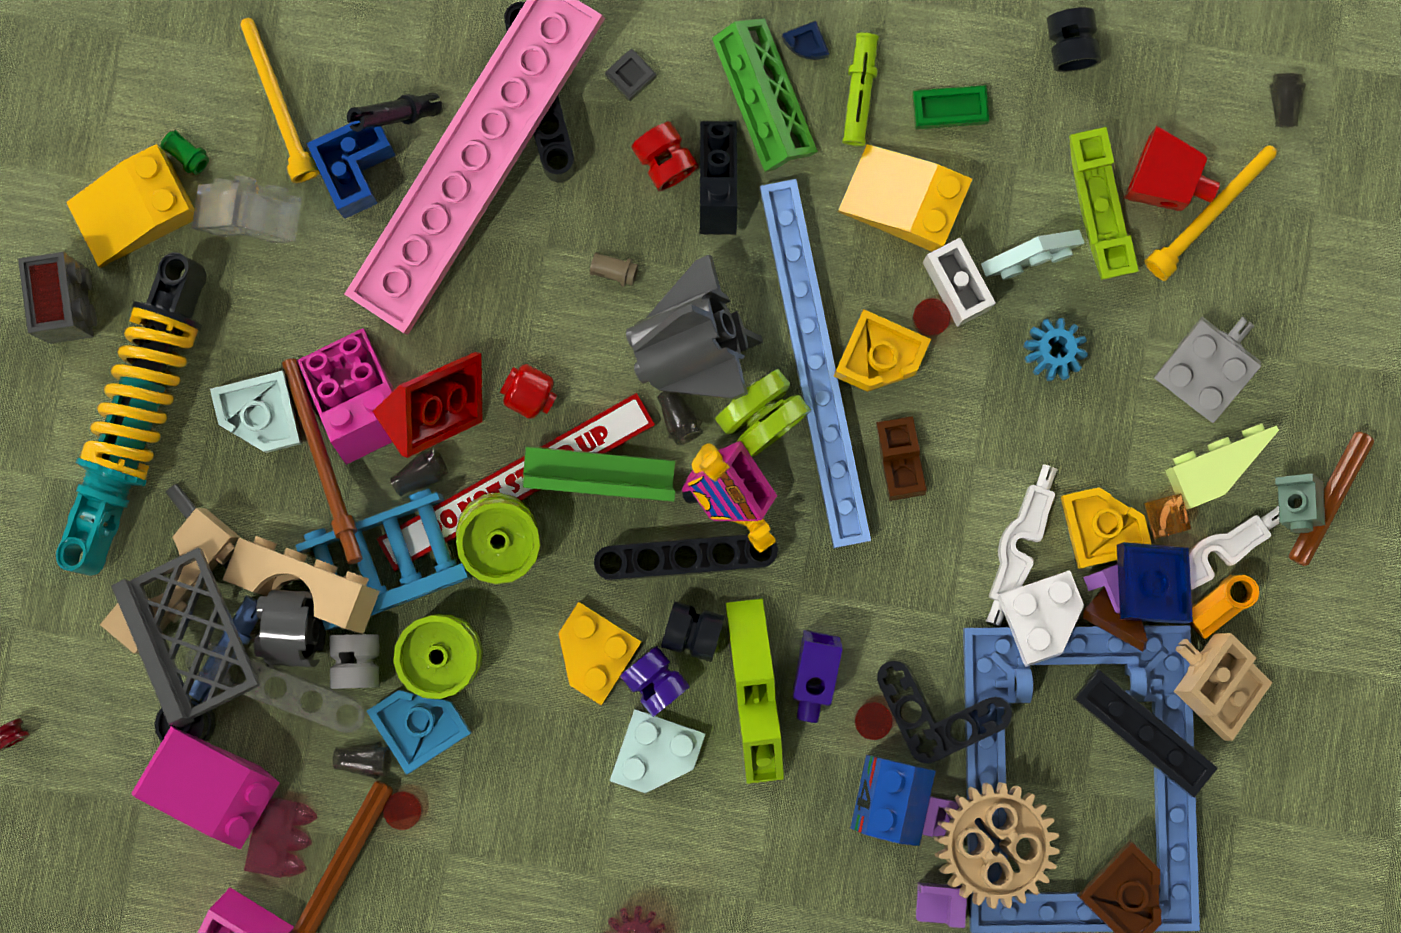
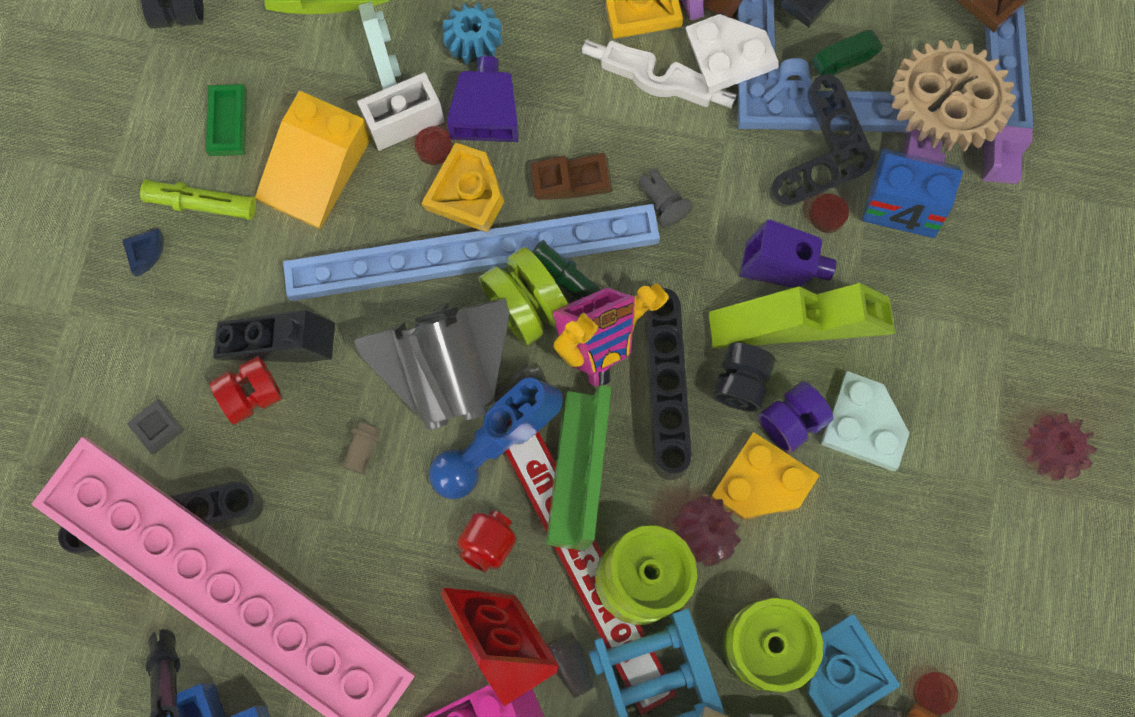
camera: 85 degrees left, 10 degrees down
(539, 607) = (707, 530): none -> clear pink gear
(594, 360) = (530, 405): none -> blue beam
(758, 93) = (190, 293): bright green fence -> none
(793, 453) = (564, 271): none -> dark green pin
(880, 552) = (667, 202): none -> dark grey pin
(975, 366) = (484, 105): none -> dark purple torso
(1040, 737) = (847, 53): none -> dark green beam

